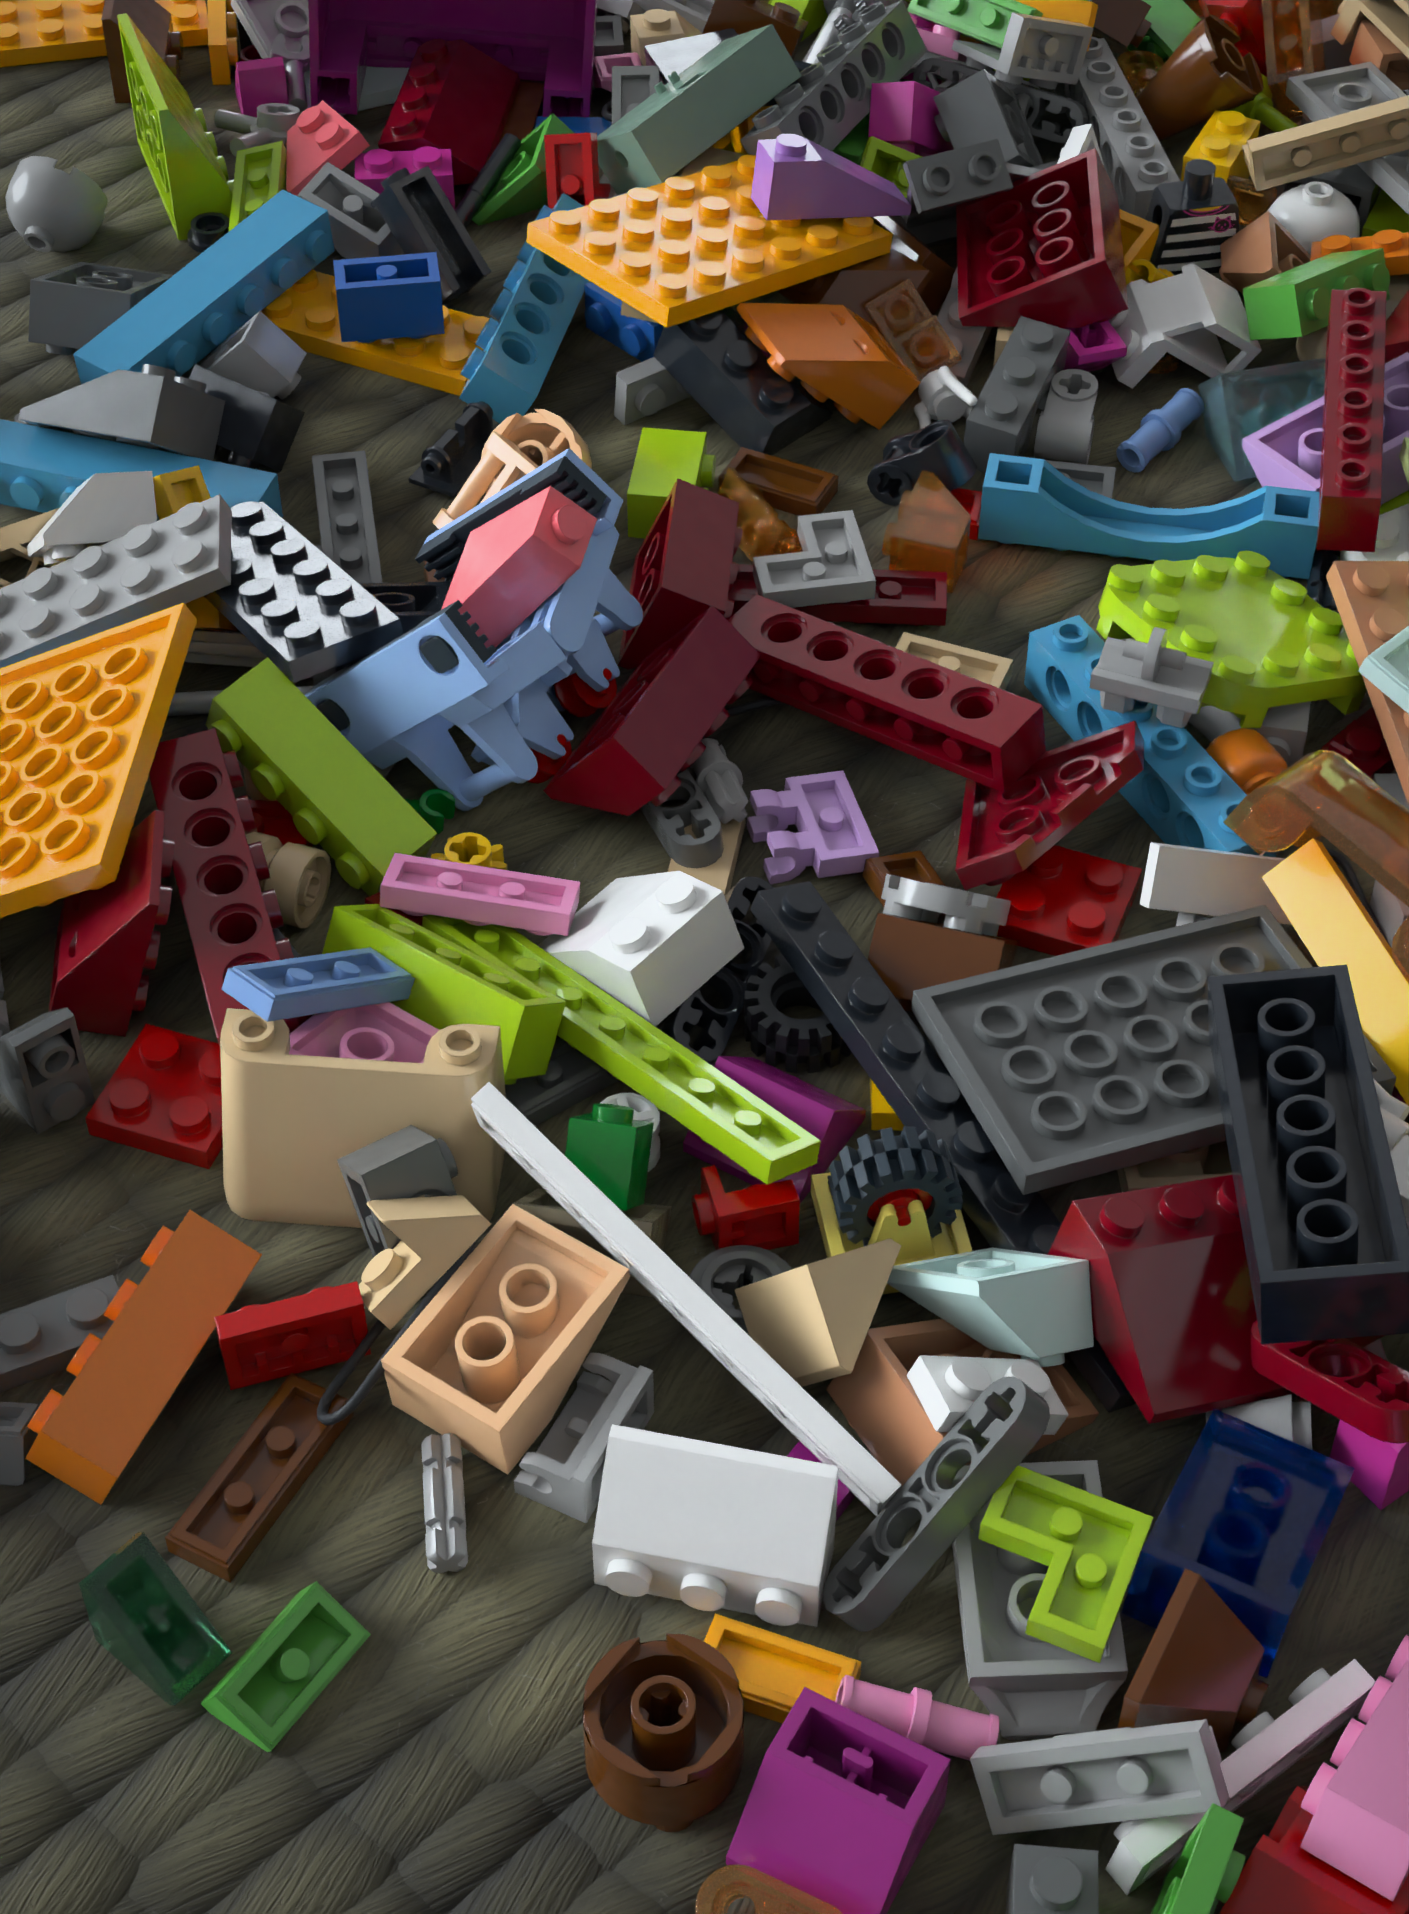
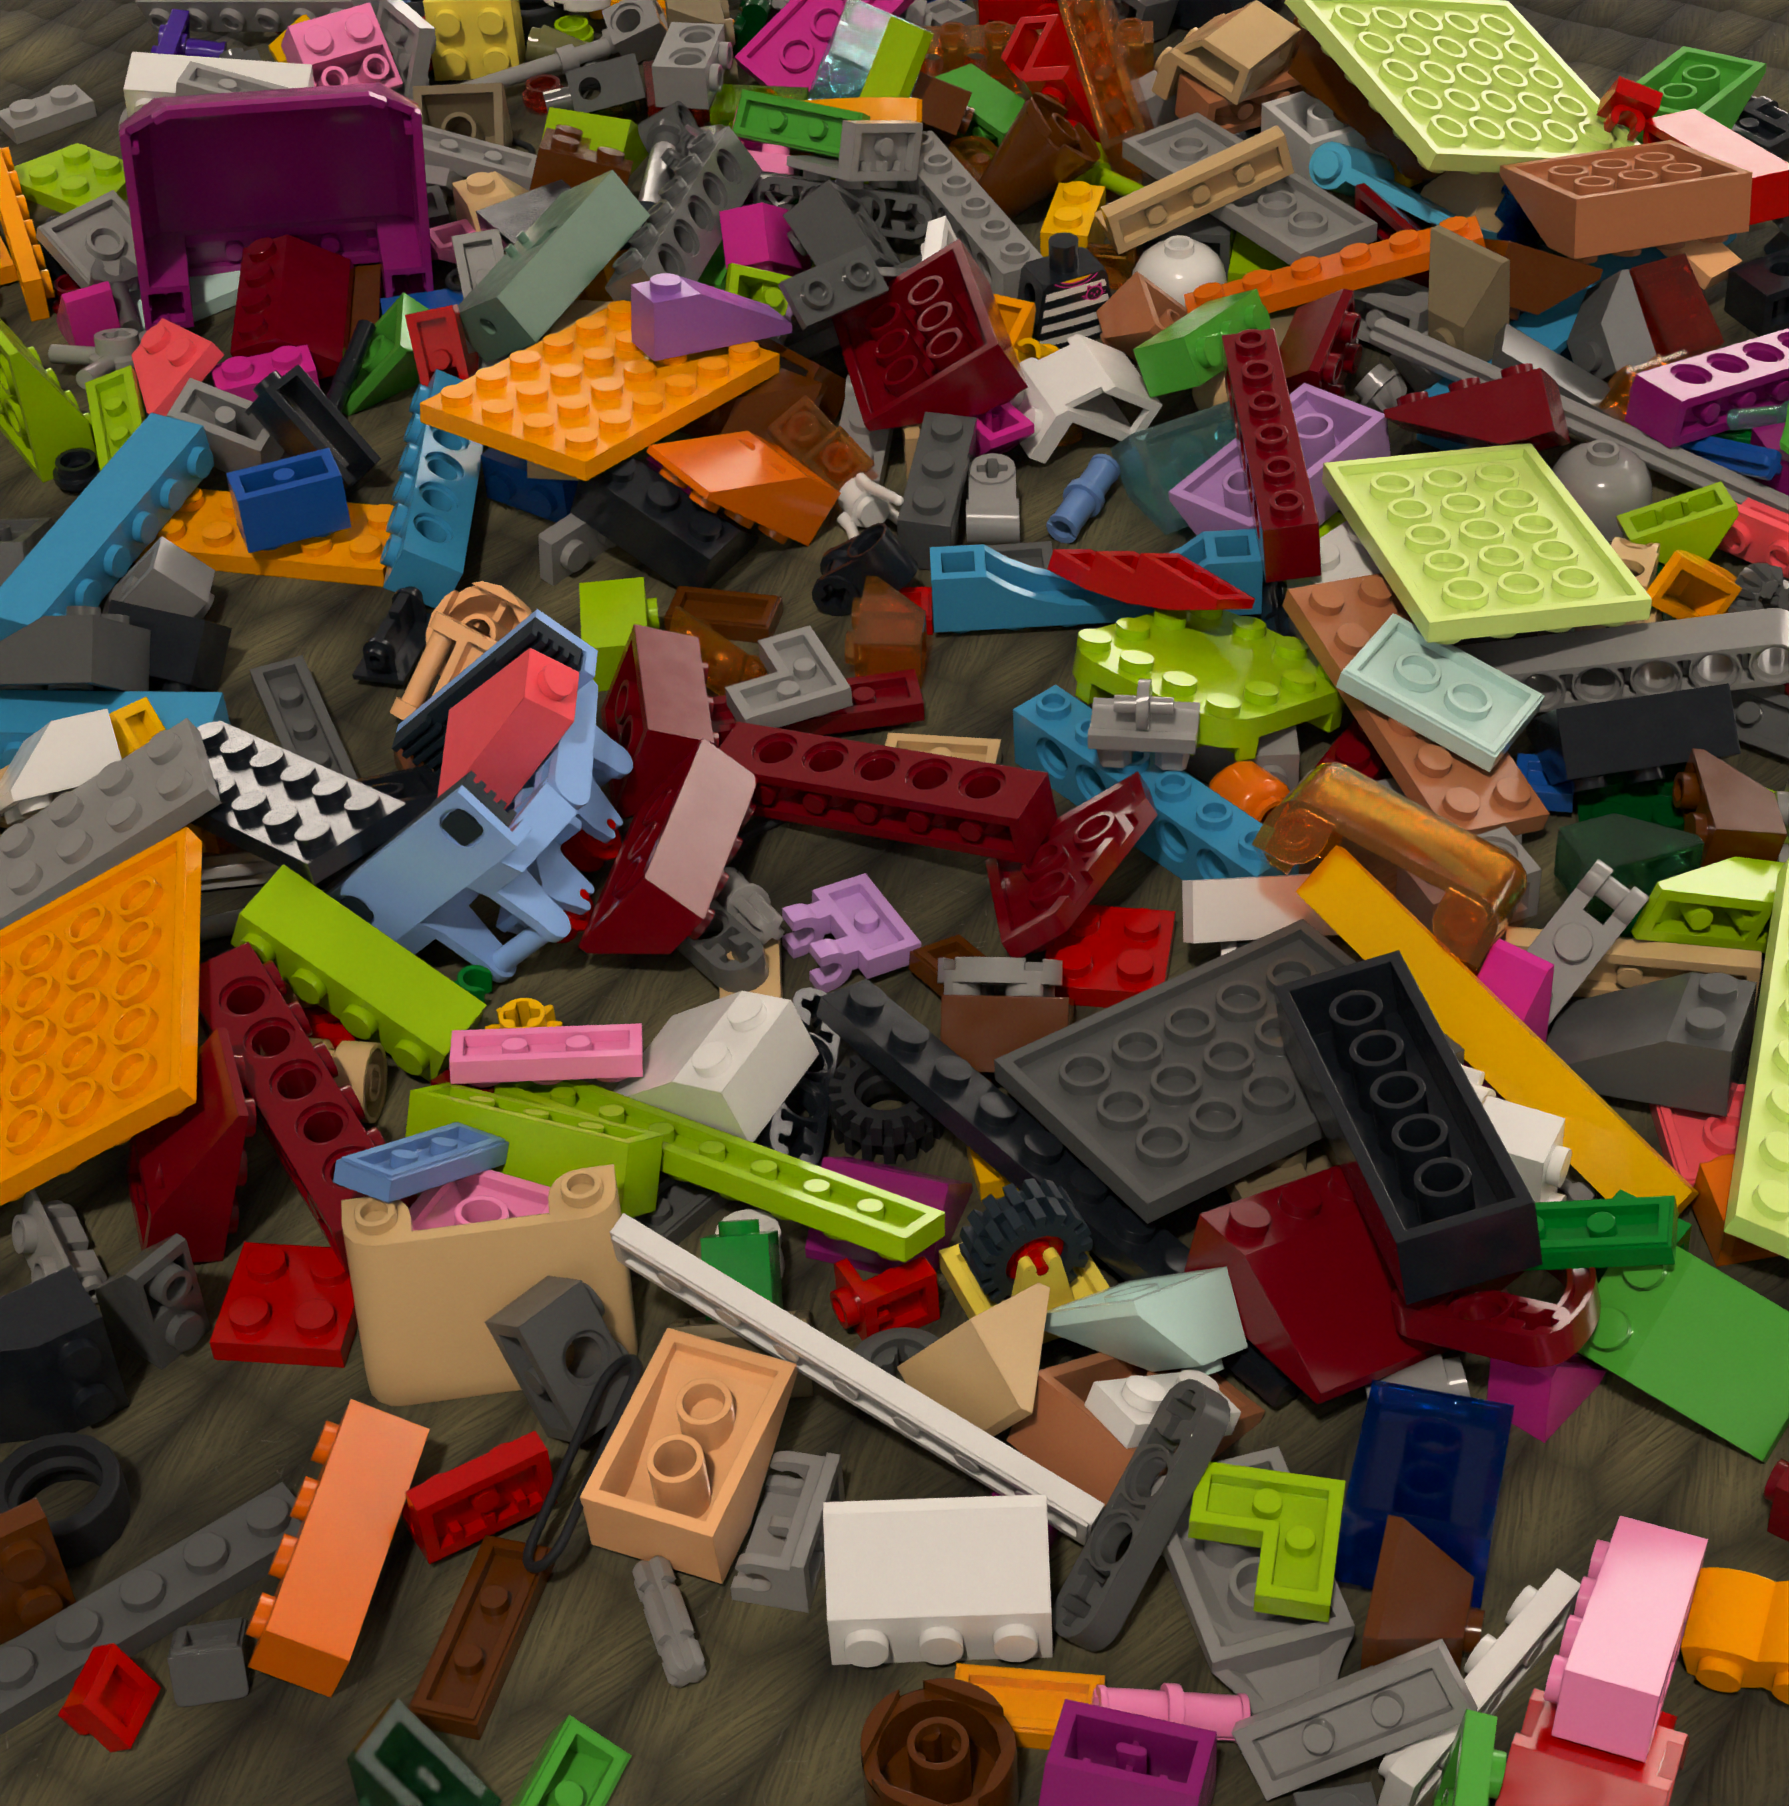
camera: 10 degrees left, 5 degrees down
(432, 1239) = (598, 1378): tan slope -> none
(1199, 525) = (1148, 579): none -> red slope

